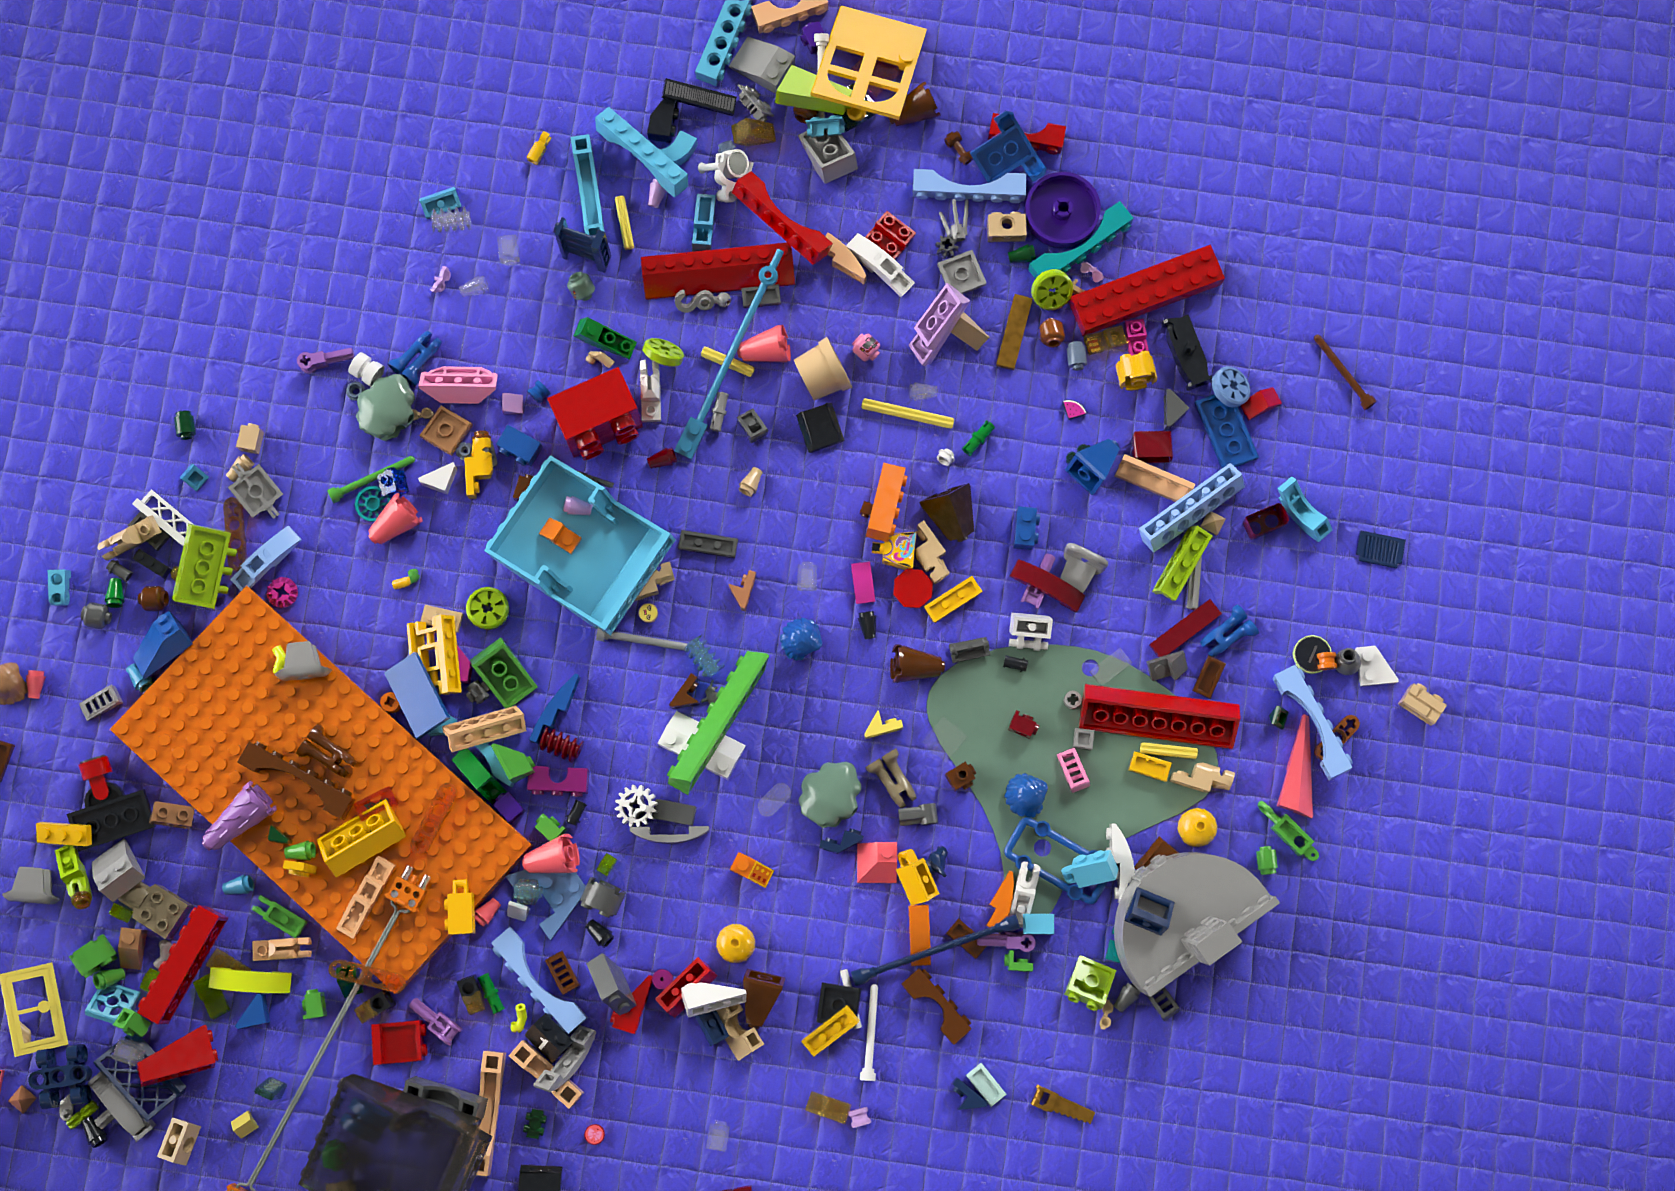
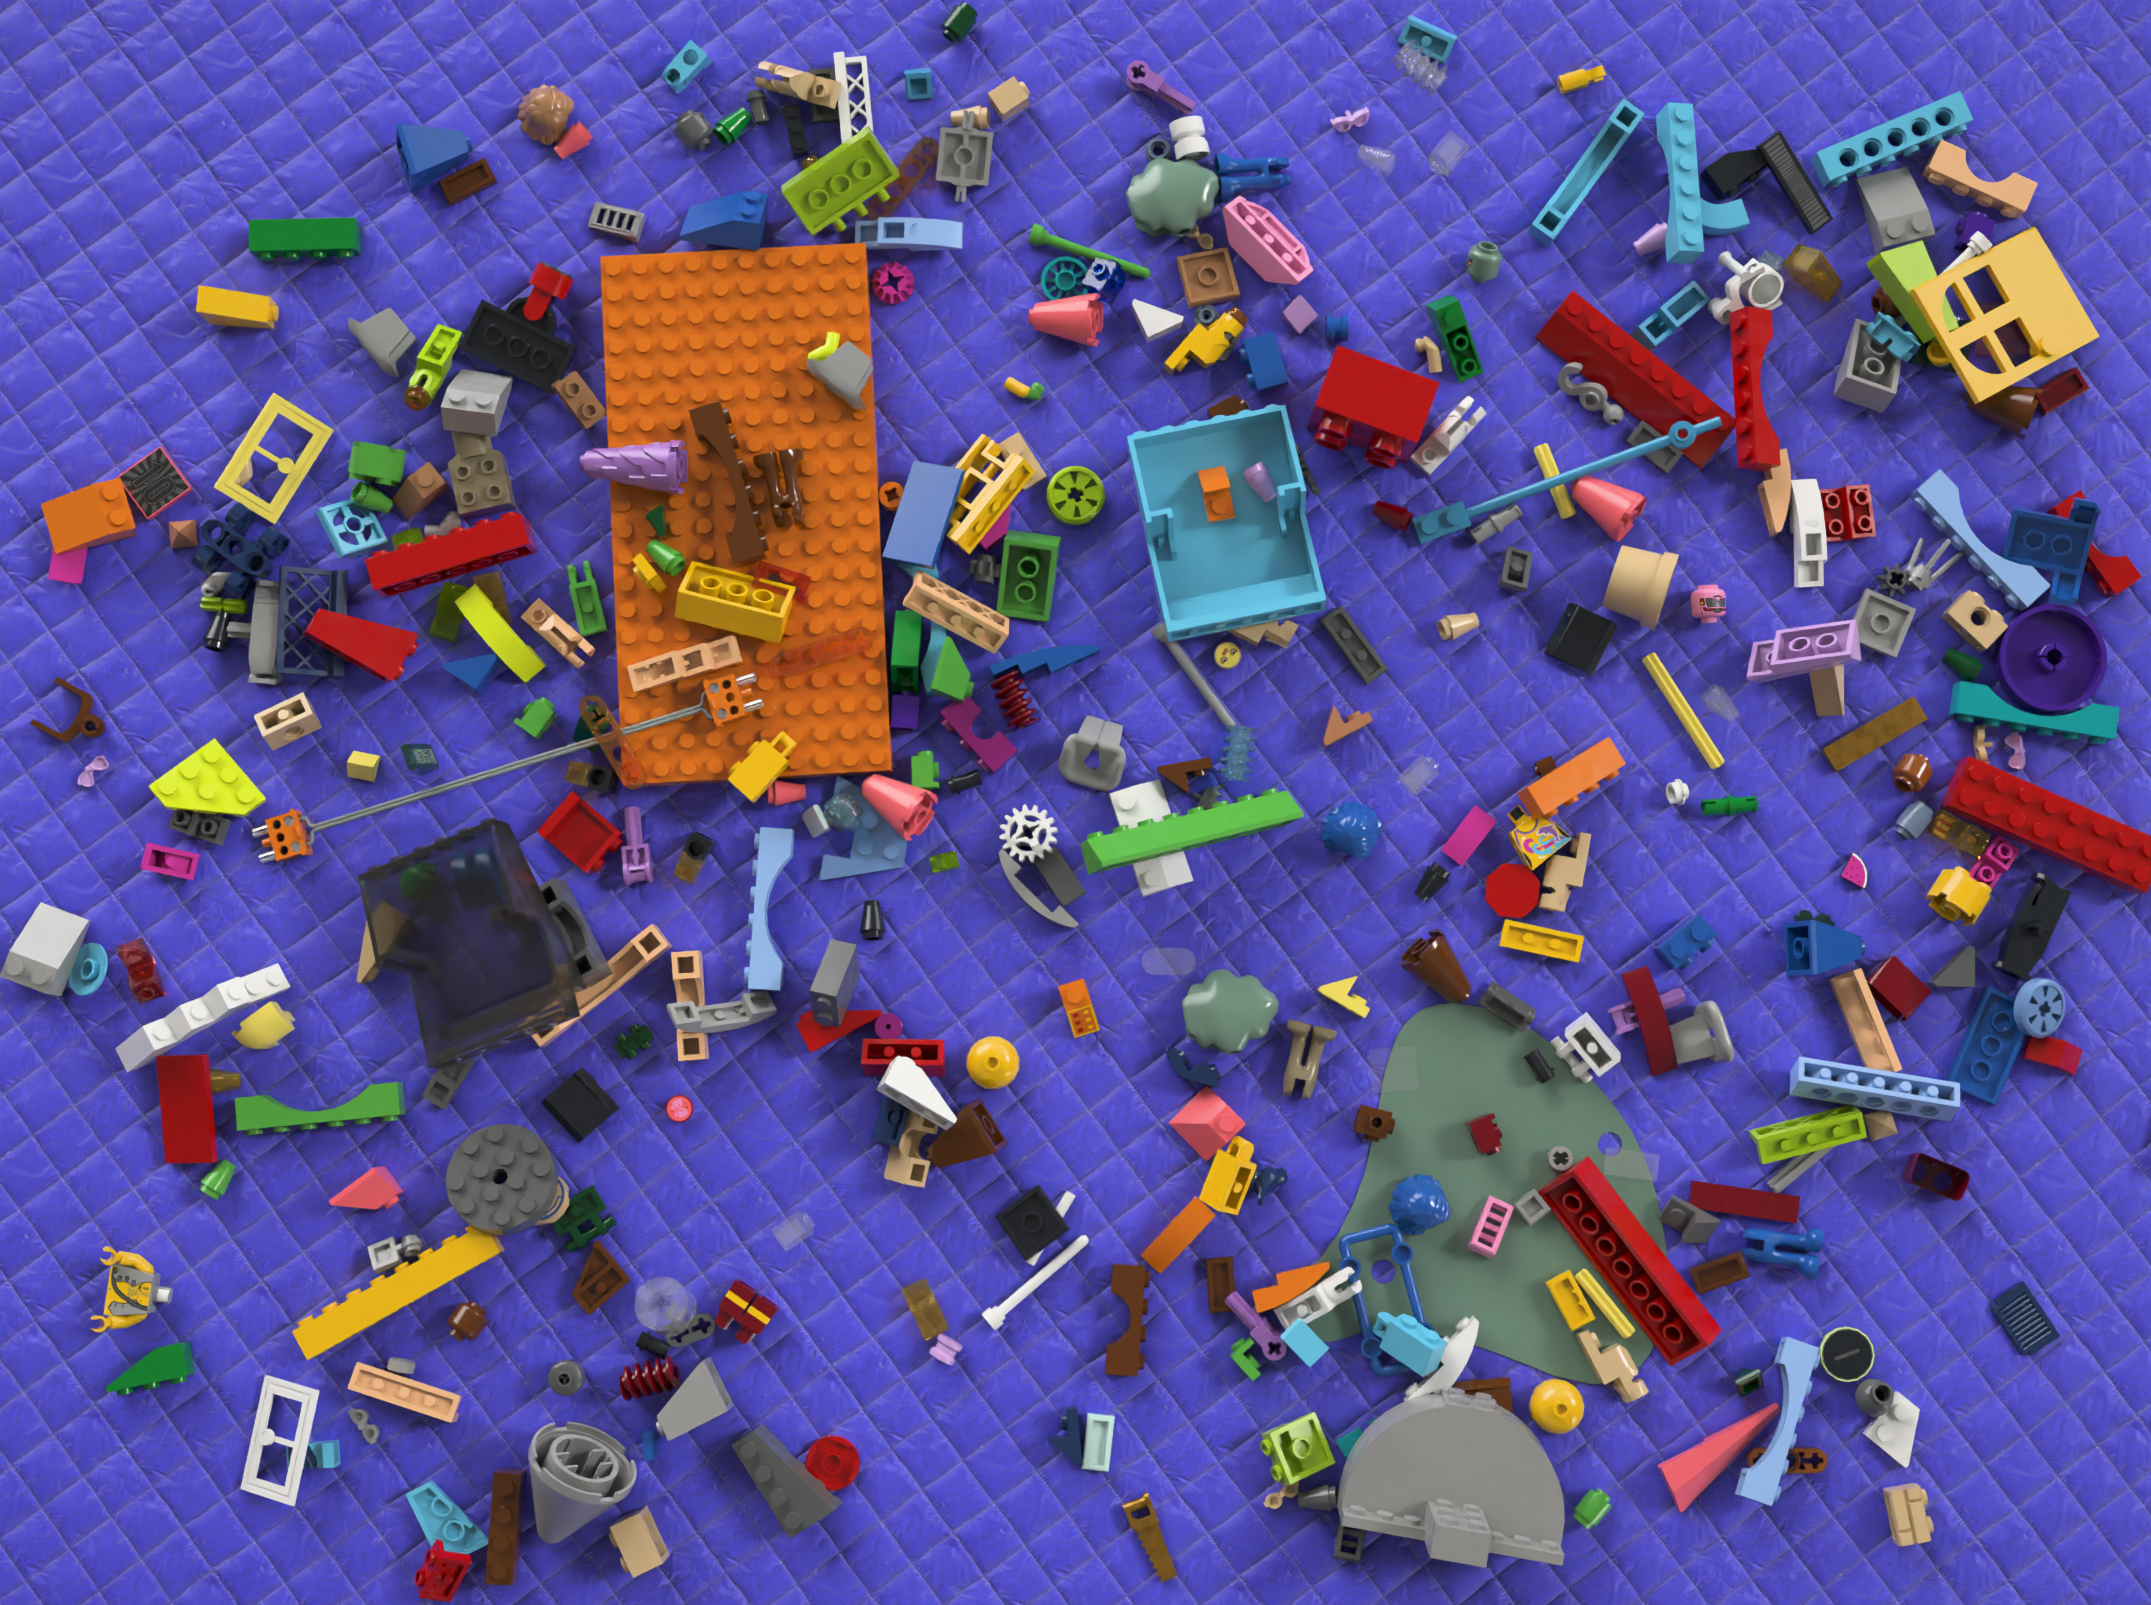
camera: 45 degrees right, 5 degrees up
(63, 833) = (461, 316): yellow plate -> none
(121, 912) = (442, 446): clear neon green piece -> none
(128, 1051) = (322, 589): clear brick -> none
(132, 1023) = (351, 564): bright green brick -> none
(138, 681) = (672, 234): dark azure cone -> none
(153, 598) = (764, 167): reddish brown head -> none
(239, 885) = (577, 531): dark azure cone -> none
(490, 993) = (713, 874): green pin -> none
(521, 1019) = (719, 928): neon yellow arm -> none
(548, 1038) = (725, 973): black brick -> none
(570, 987) = (802, 947): reddish brown slope -> none
(583, 245) = (1531, 231): dark blue fence -> none
(602, 897) = (909, 890): dark grey brick -> none
(624, 222) = (1591, 238): light yellow axle -> none
(628, 717) = (1099, 736): none -> light grey piece
(663, 352) = (1499, 409): lime wheel -> none
(751, 100) = (1844, 233): light grey hinge -> none
(830, 1030) = (1000, 1239): yellow plate -> none
(863, 975) = (1274, 1312): dark blue hose -> none
(923, 815) = (1298, 1121): dark grey piece -> none
(935, 73) = (2061, 391): none -> dark red tile
(951, 512) = (1627, 853): dark brown slope -> none
(953, 140) = (2010, 478): reddish brown bar -> none
(1052, 279) = (1945, 739): lime wheel -> none
(1148, 920) = (1413, 1447): dark blue tile -> none
(1288, 831) = (1643, 1500): bright green piece -> none
(1302, 512) = (1982, 1204): medium azure arch -> none
(1326, 661) = (1854, 1376): orange wheel -> none

